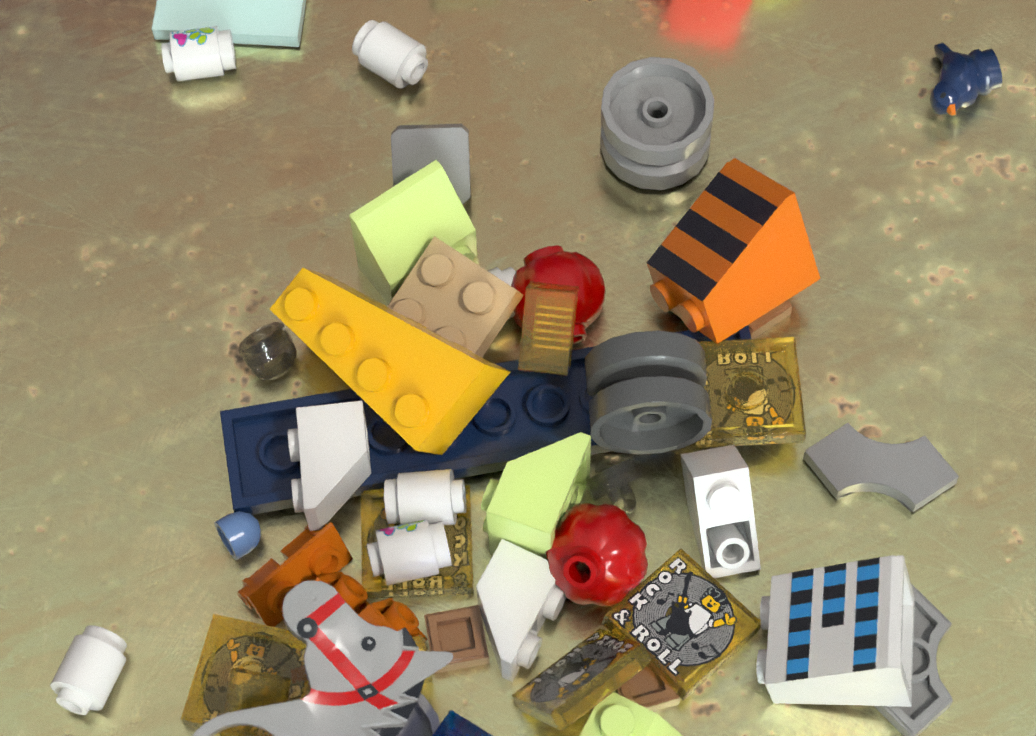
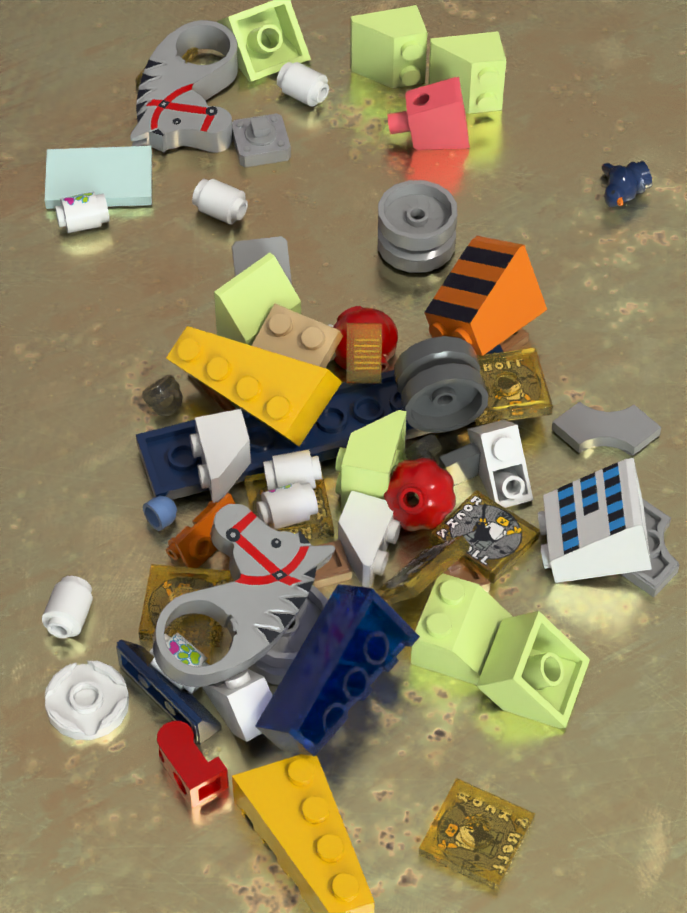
camera: 10 degrees left, 10 degrees down
(662, 507) = (461, 463): none -> dark grey tile

